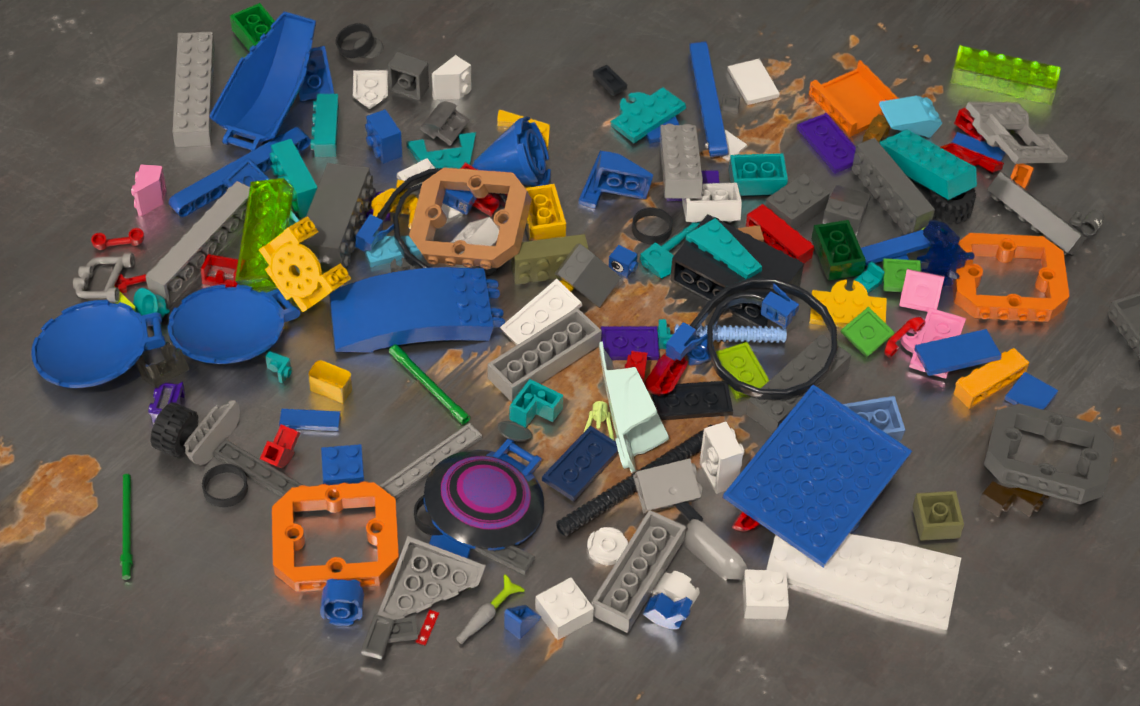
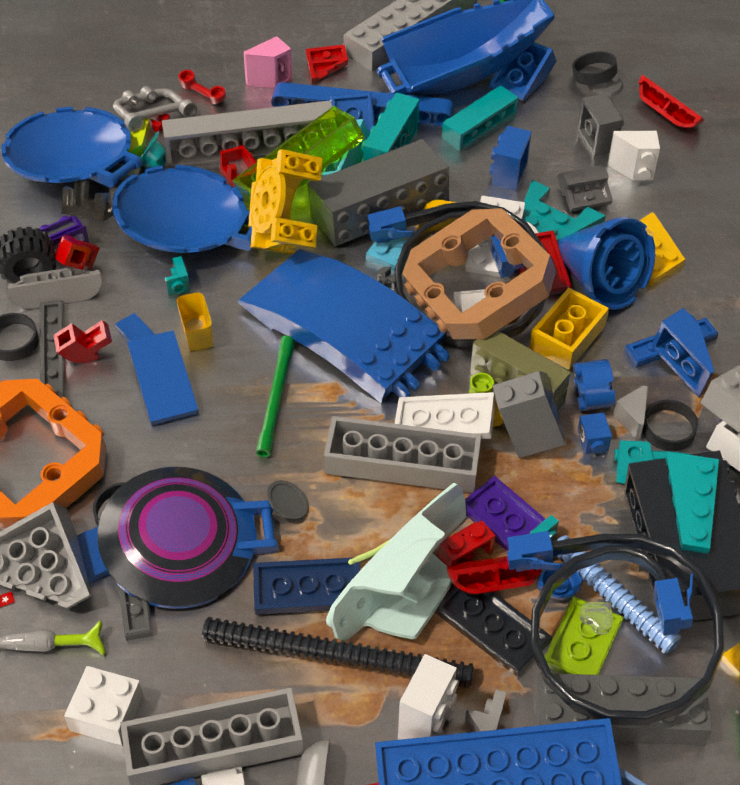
camera: 50 degrees right, 0 degrees up
(175, 160) = (325, 61): none -> red wing
(203, 401) = (76, 253): none -> red brick
(342, 464) = (107, 401): blue brick -> none
(353, 427) = (162, 378): none -> blue tile
(370, 86) = (559, 115): white tile -> none
(421, 468) = (221, 465): light grey tile -> none
(427, 34) = (667, 105): none -> red brick
(520, 620) = (57, 675): blue slope -> none
(534, 400) = (333, 486): teal brick -> none
(536, 284) = (481, 383): none -> lime wheel
(597, 232) = (594, 384): none -> blue brick
(606, 545) = (227, 681): white tile -> none
(628, 233) = (631, 411): none -> light grey slope
(669, 487) = (345, 686): light grey piece -> none
(737, 350) = (597, 615): none -> clear tile
(748, 440) = (490, 718): none -> light grey slope

